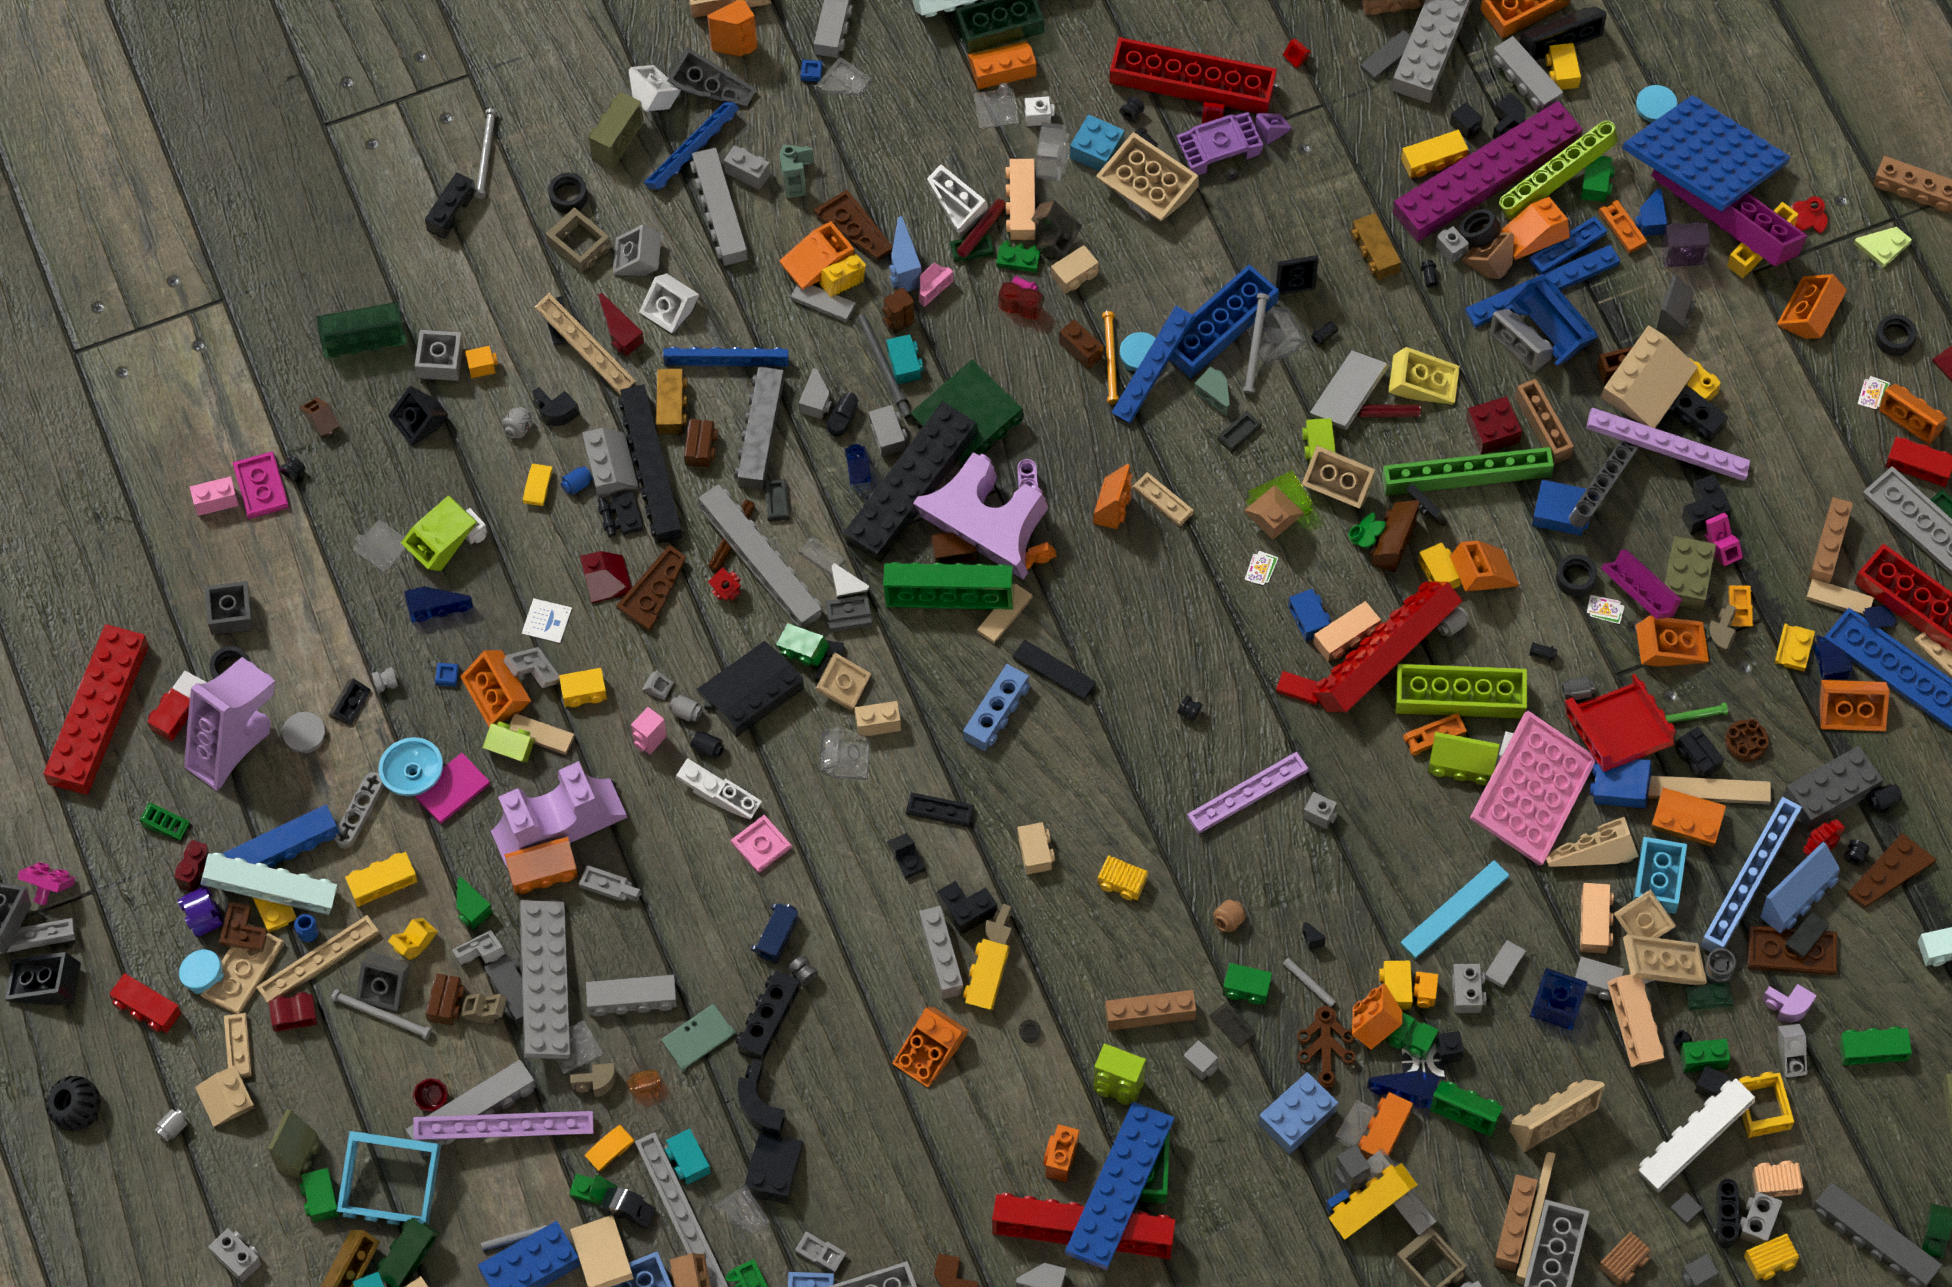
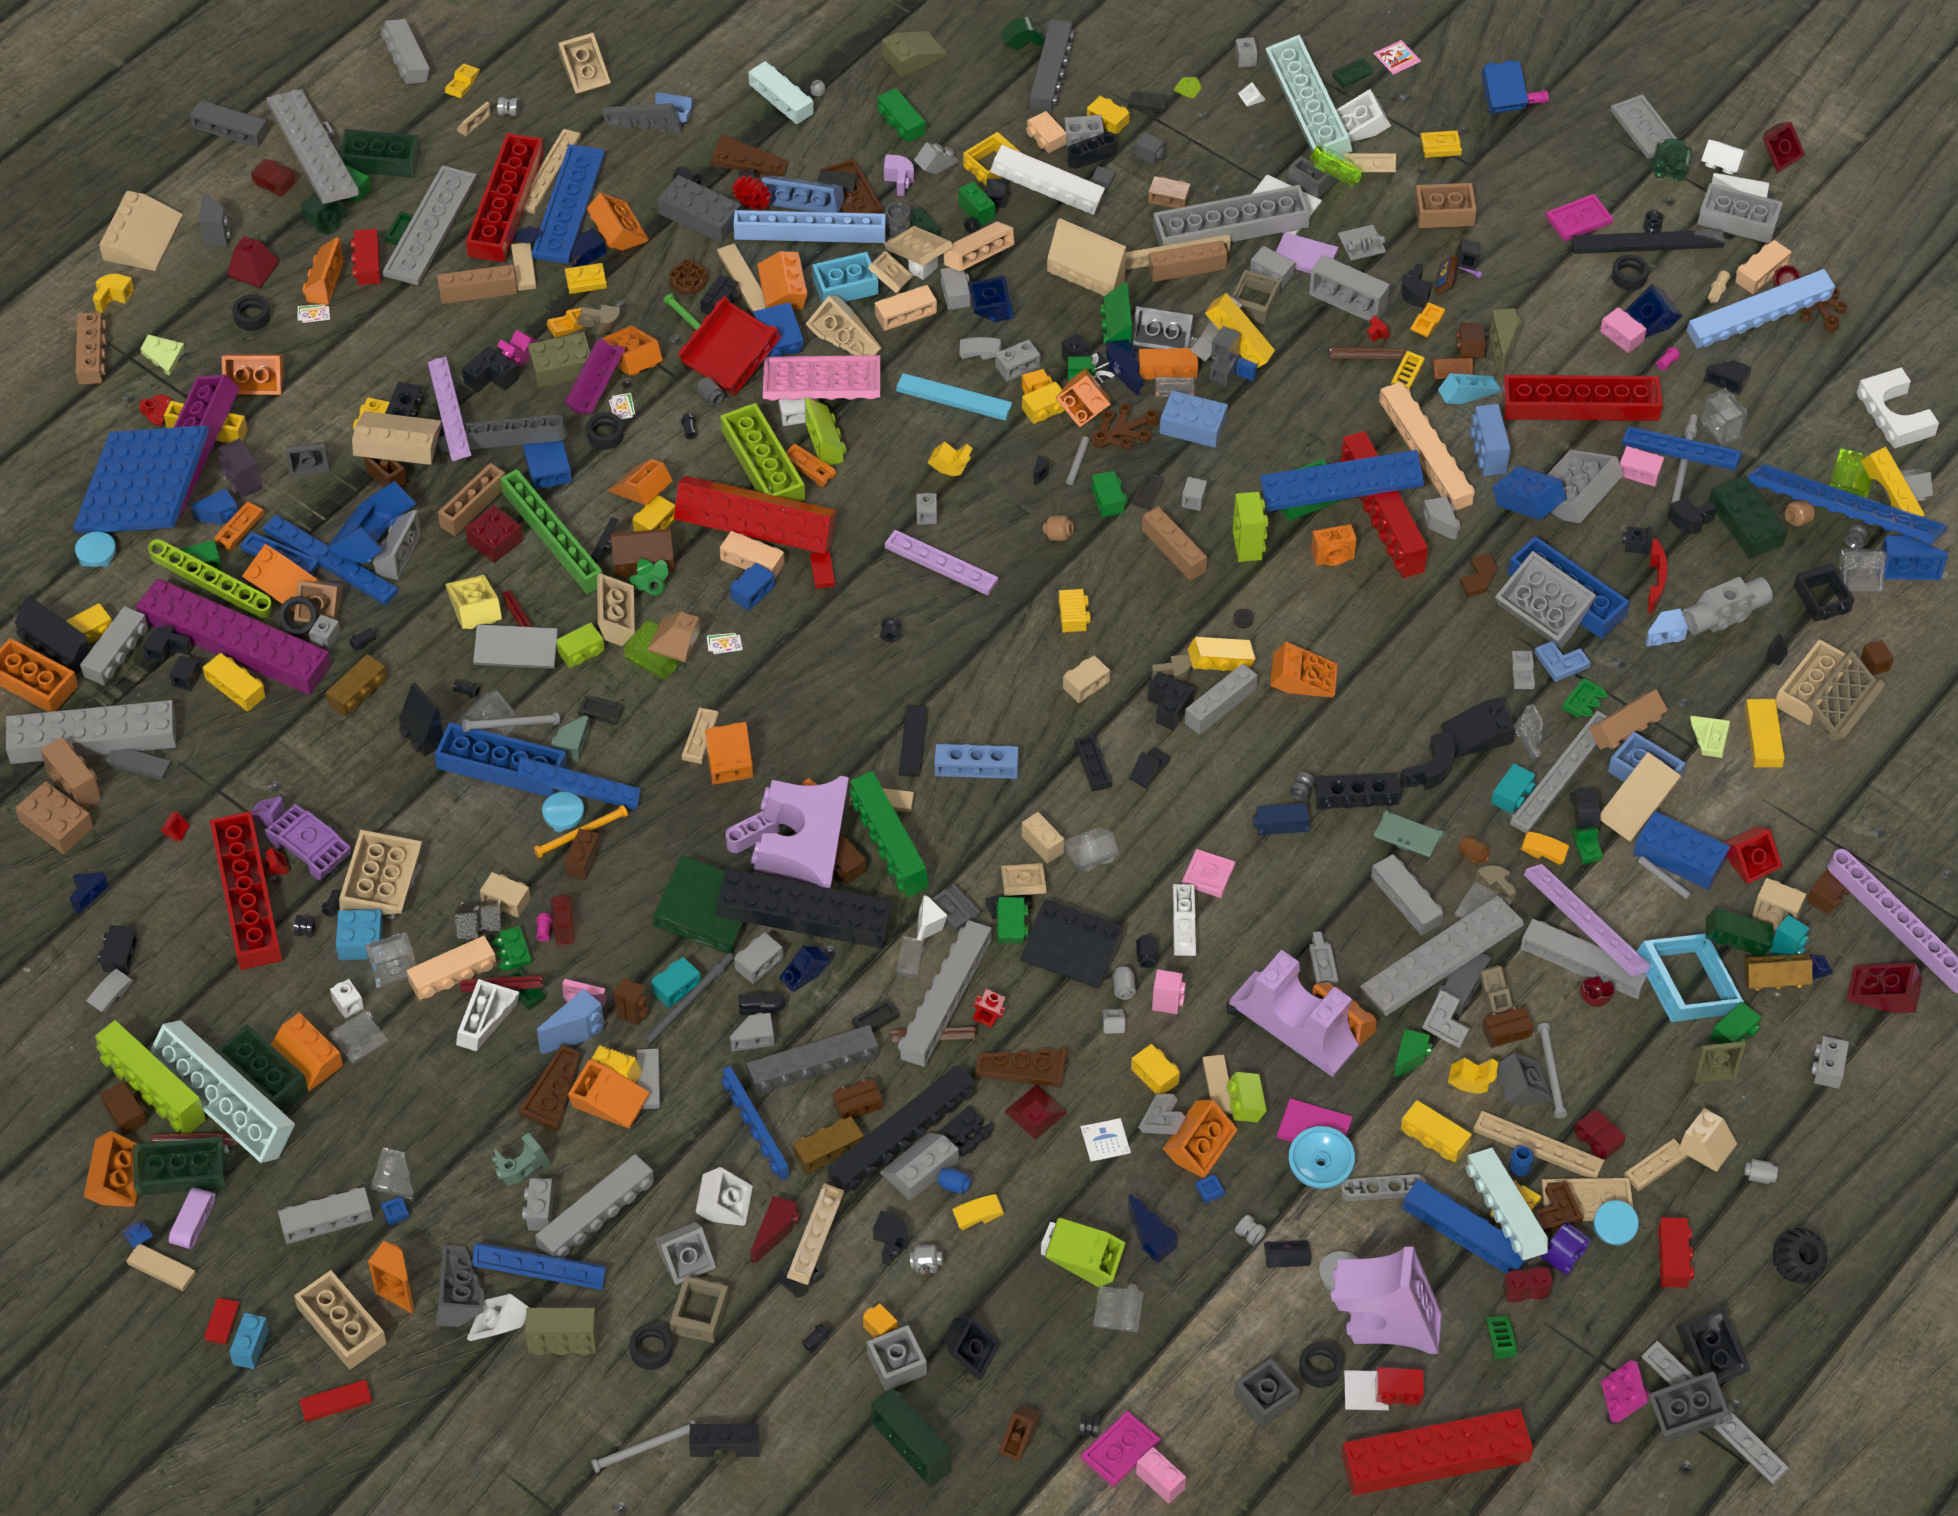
camera: 120 degrees left, 10 degrees down
(501, 318) = (816, 1337): none -> black pin
(1370, 859) = (948, 460): none -> yellow brick
(1438, 1150) = (1162, 328): none -> dark grey slope

